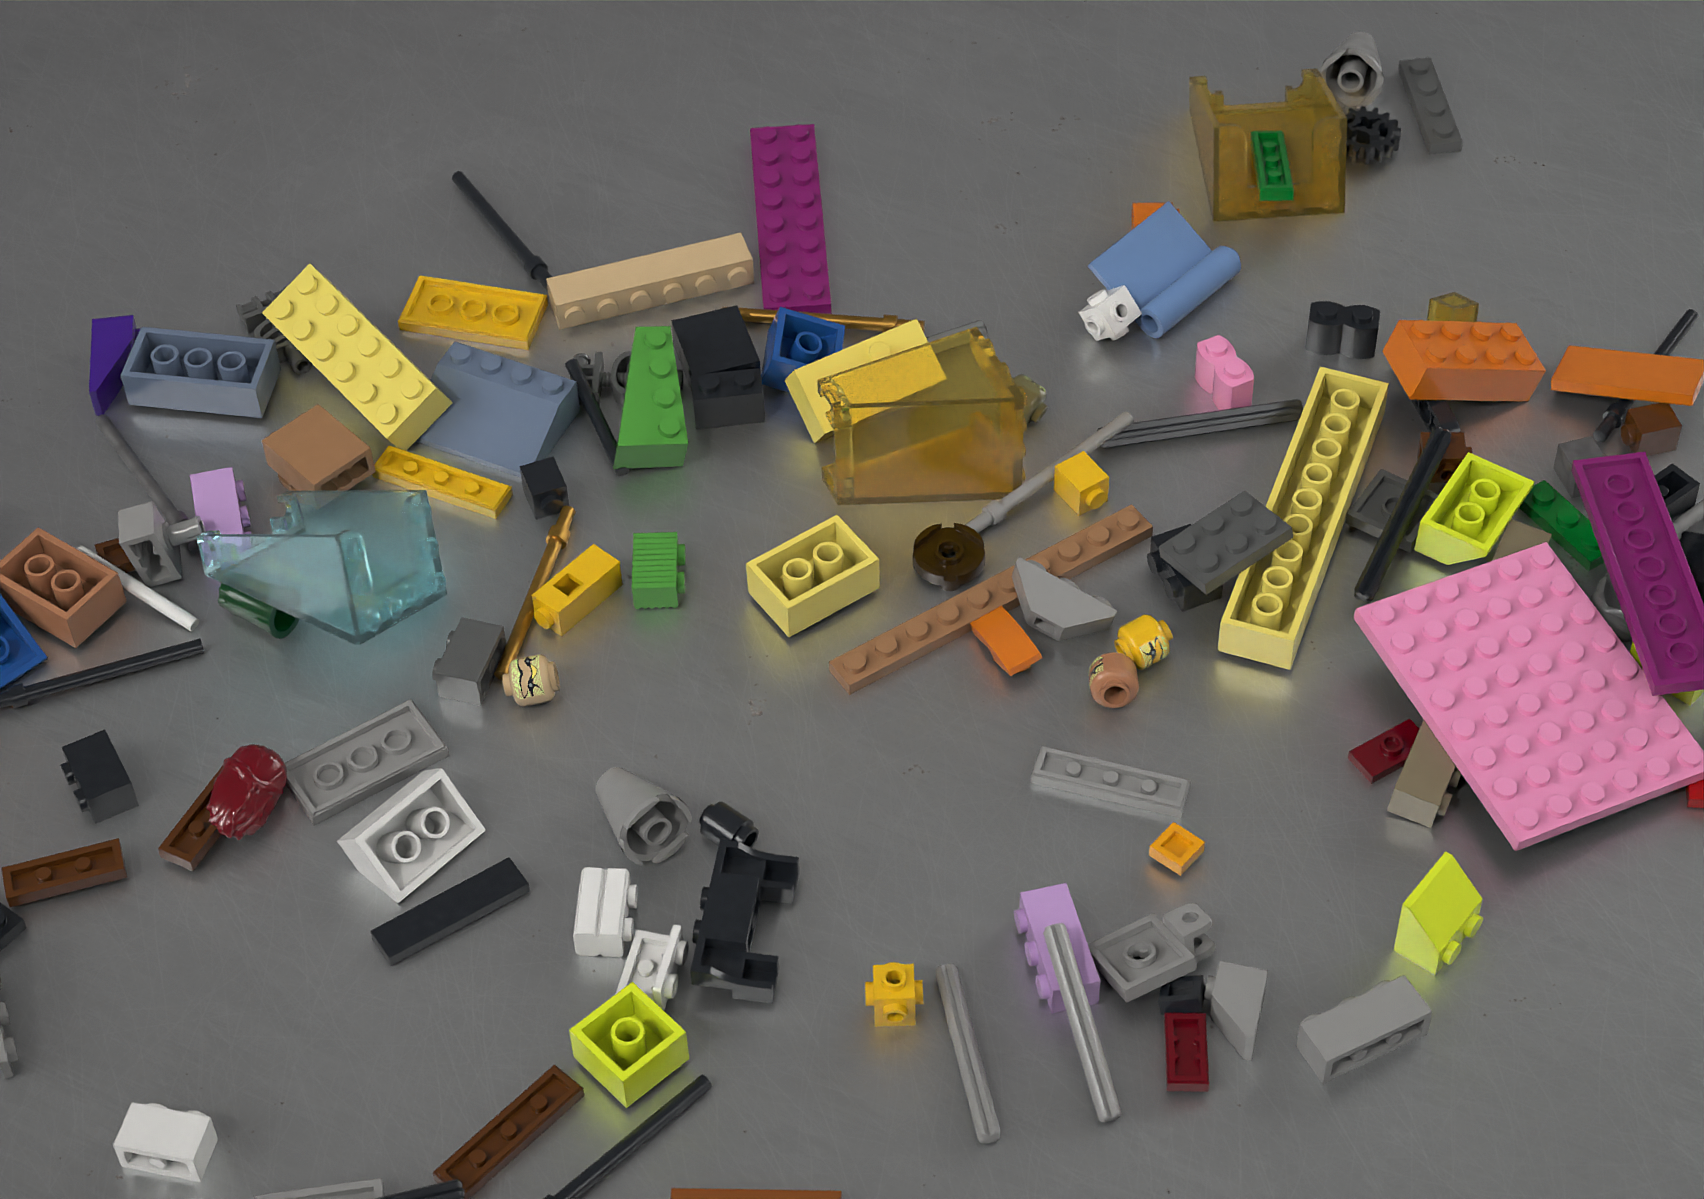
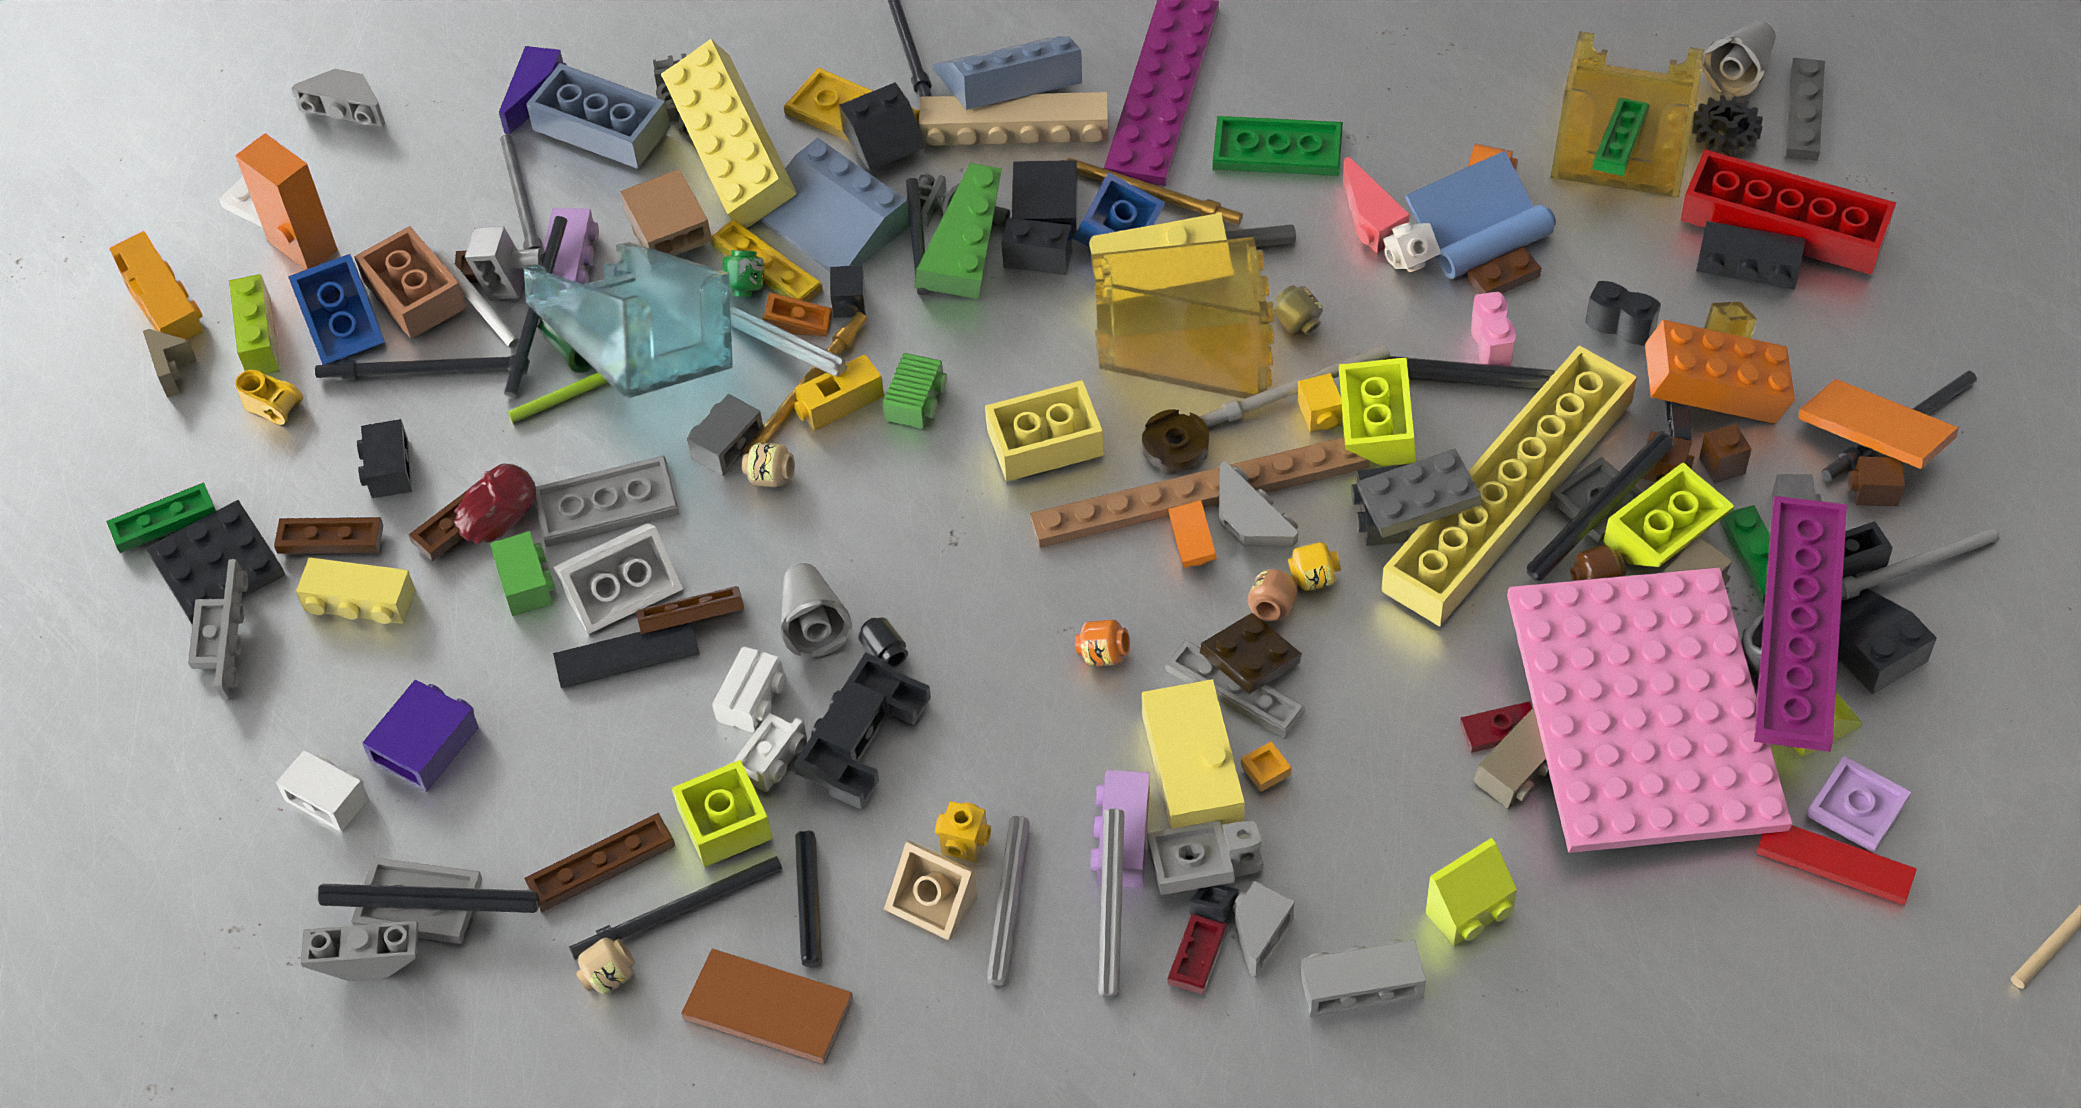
camera: 20 degrees right, 5 degrees up
(119, 922) = (355, 590): none -> light yellow brick
(211, 642) = (519, 362): none -> black bar
(255, 1053) = (421, 734): none -> dark purple brick
(269, 666) = (556, 397): none -> lime bar
(302, 856) = (521, 573): none -> bright green brick
(434, 484) = (744, 271): none -> green head
(494, 527) = (797, 315): none -> orange slope
(504, 848) = (689, 609): none -> reddish brown tile
(508, 552) = (787, 342): none -> light grey axle
(516, 316) = (881, 126): none -> black slope
(635, 233) = (1012, 71): none -> sand blue slope
(754, 1109) = (808, 898): none -> black axle
(885, 1062) = (931, 890): none -> tan slope
(930, 249) = (1277, 145): none -> green tile
(959, 770) = (1102, 643): none -> orange head
(1052, 287) = (1371, 207): none -> coral slope
(1099, 856) = (1192, 755): none -> light yellow brick
(1114, 742) = (1250, 653): none -> dark brown plate
(1148, 475) = (1378, 411): none -> neon yellow slope
(1208, 319) = (1505, 272): none -> reddish brown plate
(1421, 569) = (1598, 564): none -> reddish brown head
(1440, 249) = (1750, 255): none -> black brick
(1460, 200) = (1836, 221): none -> red brick
(1497, 436) = (1725, 453): none -> reddish brown brick

